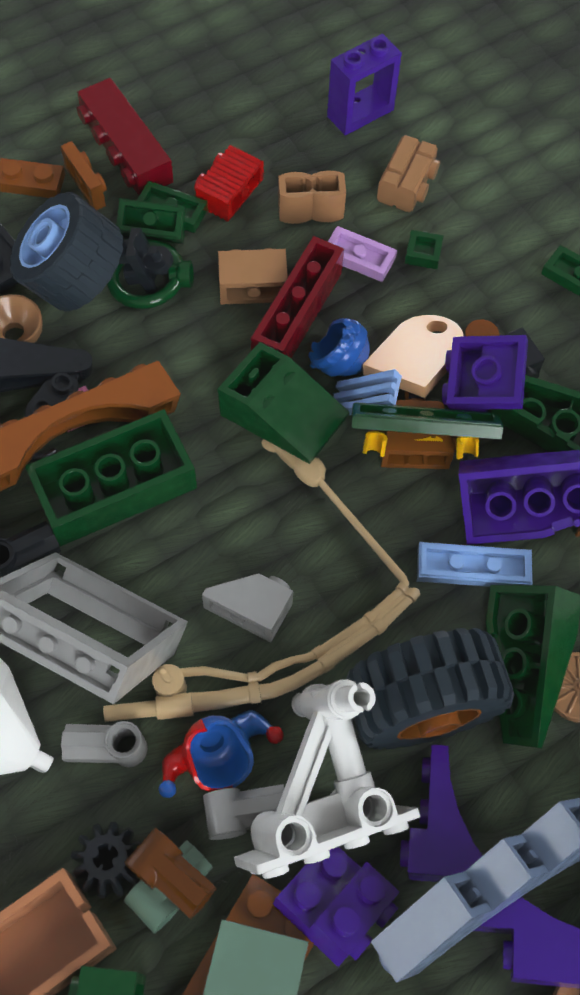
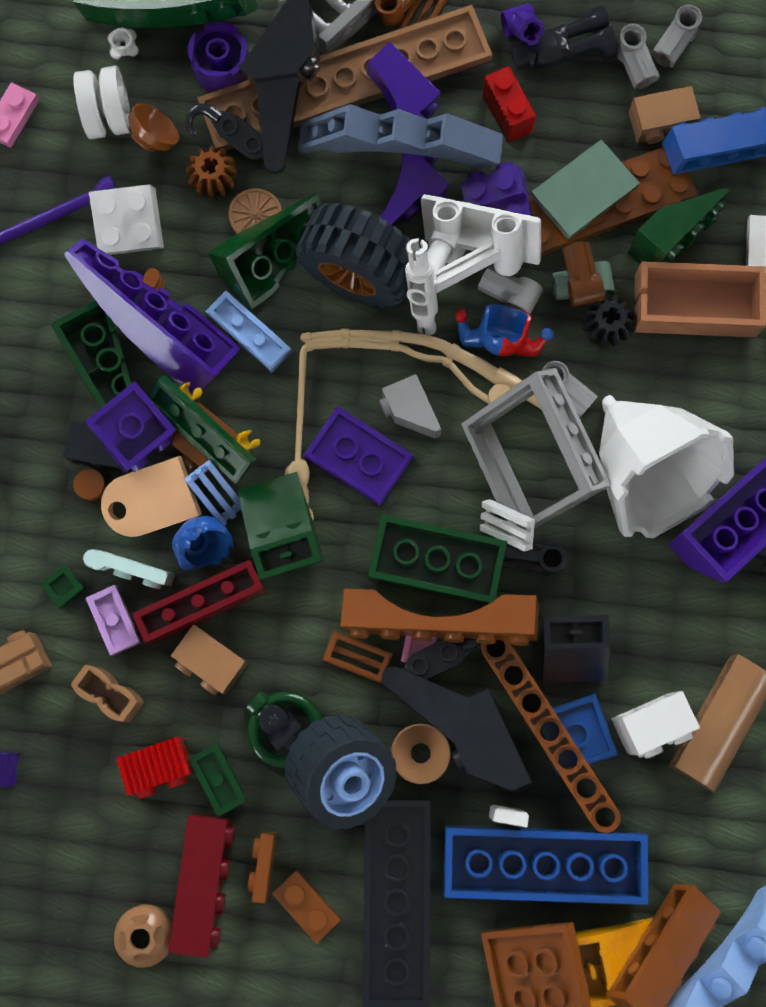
camera: 135 degrees left, 15 degrees up
(65, 552) = (507, 530): none -> white tile
(126, 357) = (333, 647): none -> dark orange tile
(145, 96) = (158, 926): none -> medium nougat piece
(156, 220) = (247, 770): dark green slope -> none
(267, 529) = (358, 456): none -> dark purple tile
(384, 295) = (127, 568): none -> light aqua hinge

